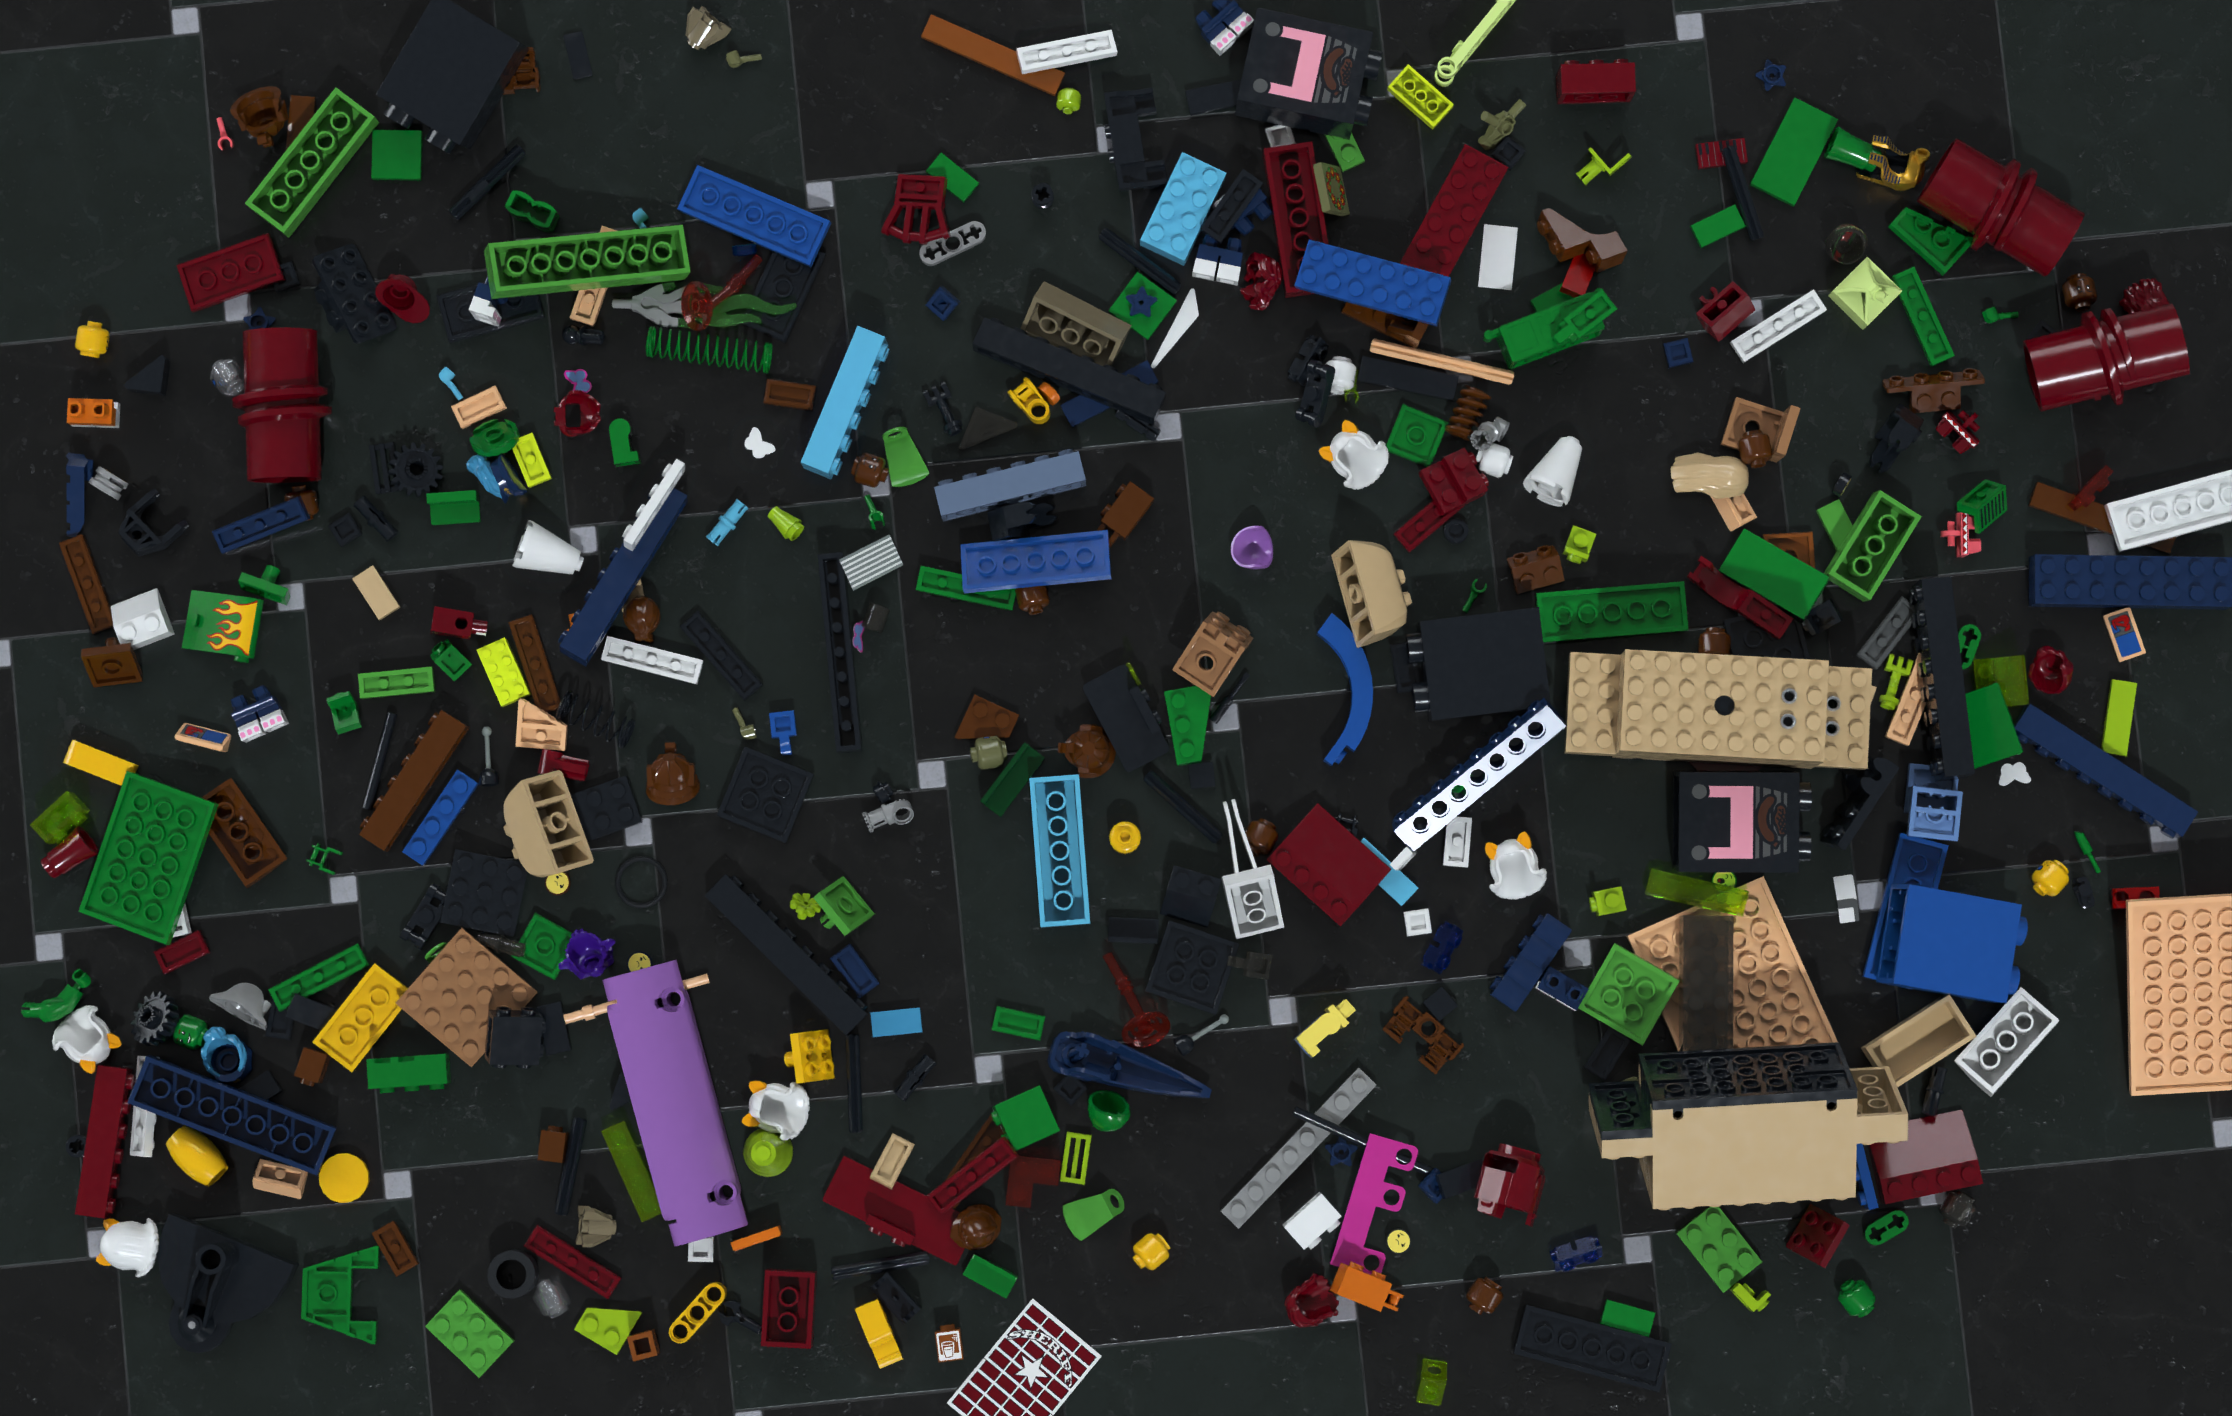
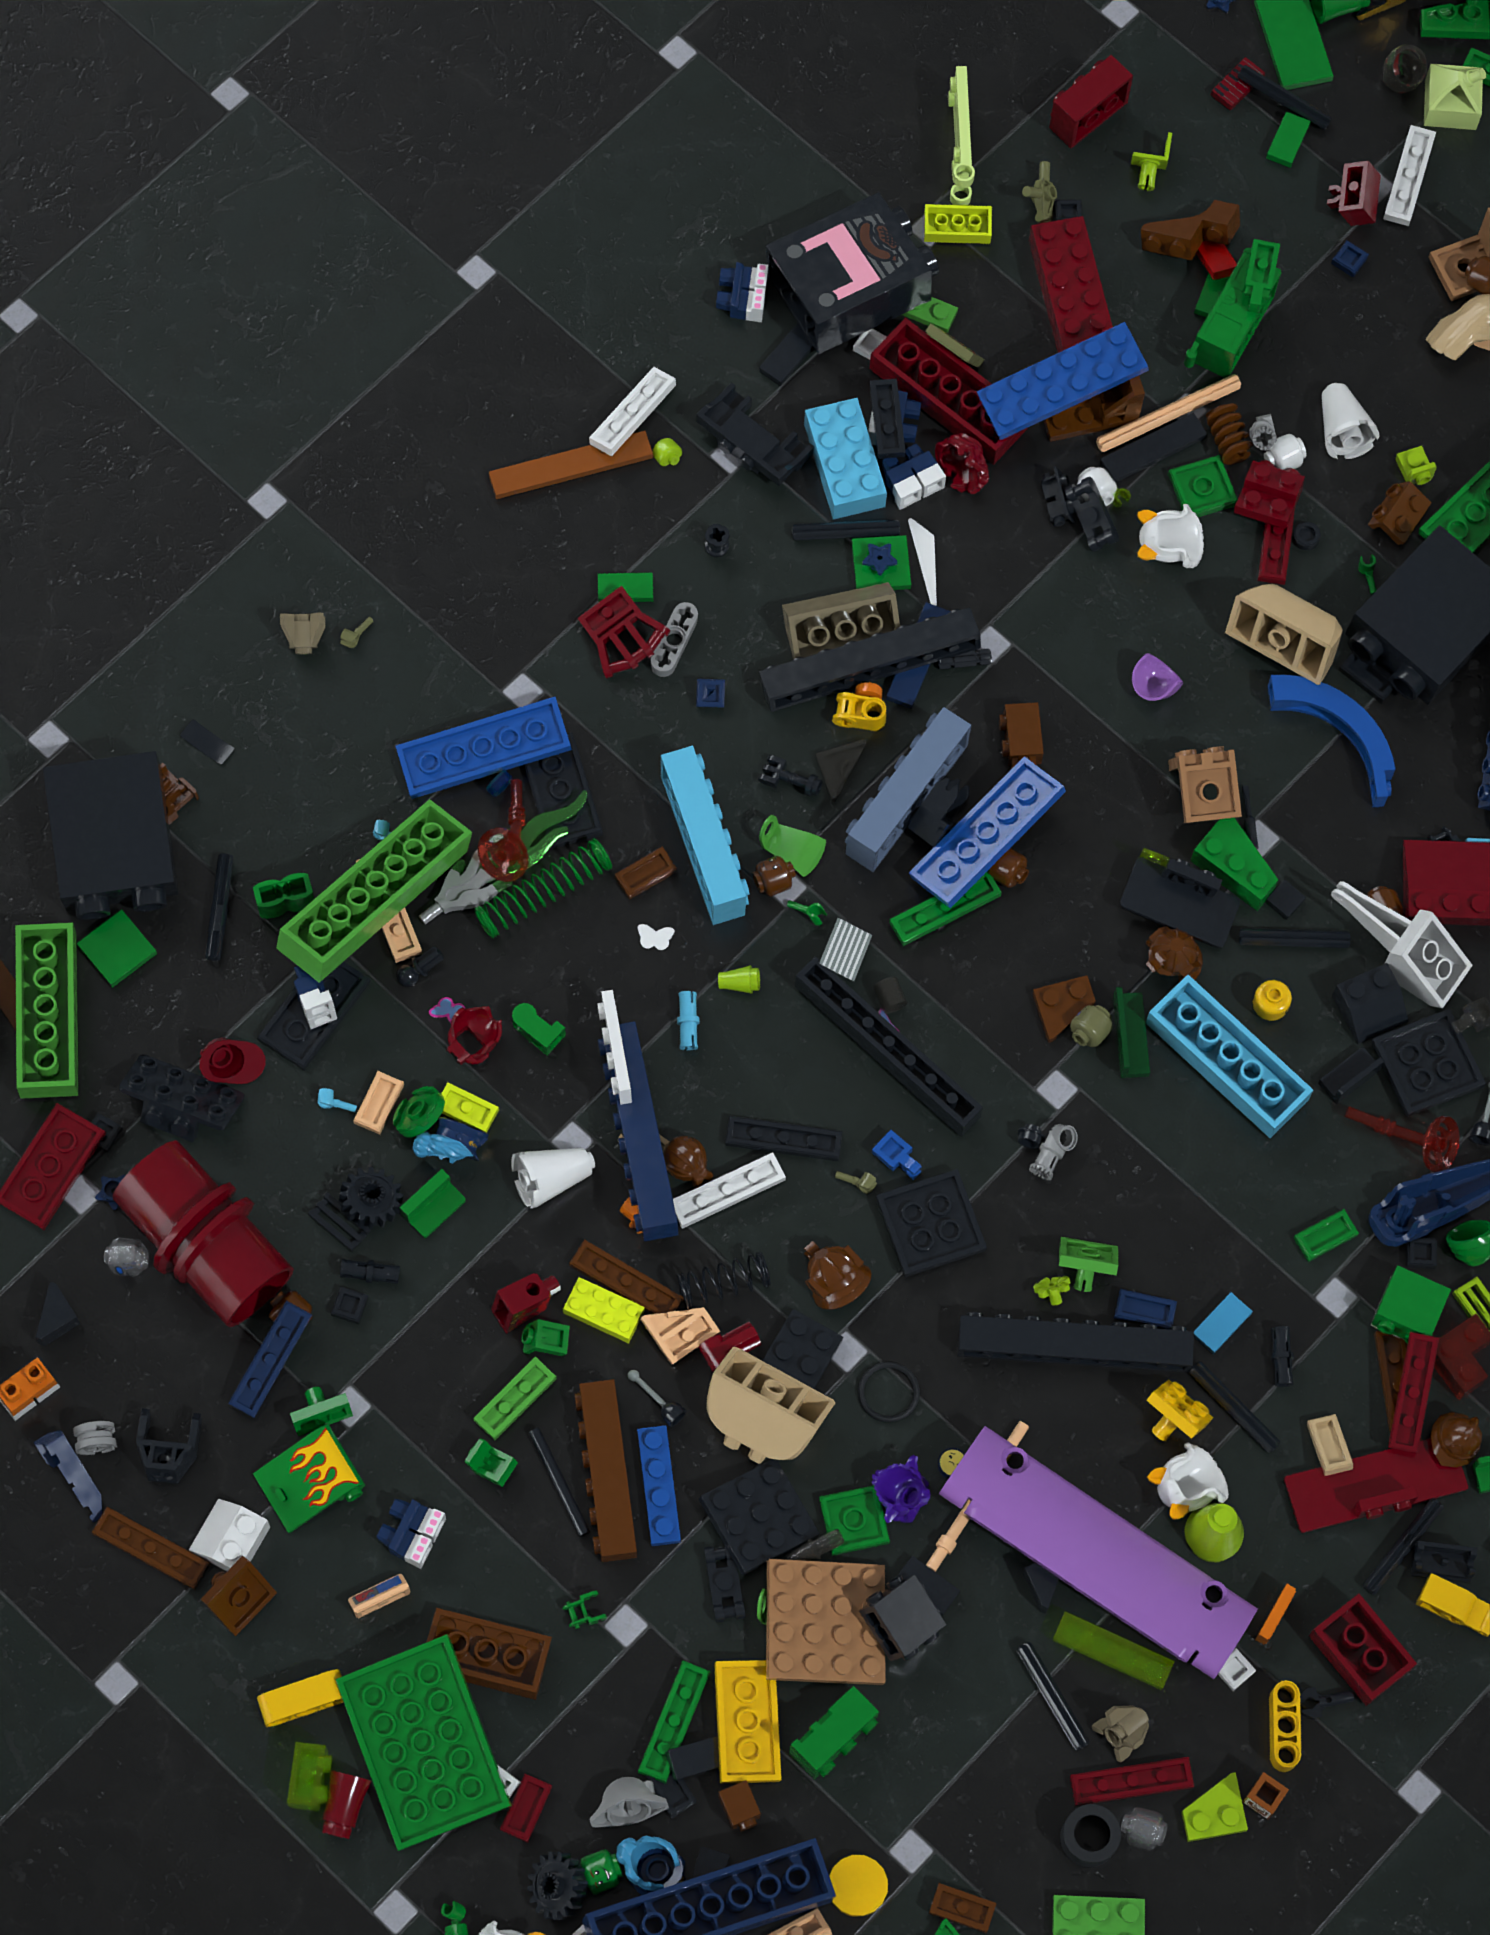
camera: 45 degrees left, 15 degrees down
(376, 592) = (426, 1336): tan tile -> none
(553, 1144) = (1021, 1688): reddish brown brick -> none
(558, 883) = (816, 1454): light yellow tile -> none
(1497, 257) = (1135, 299): white sticker -> none

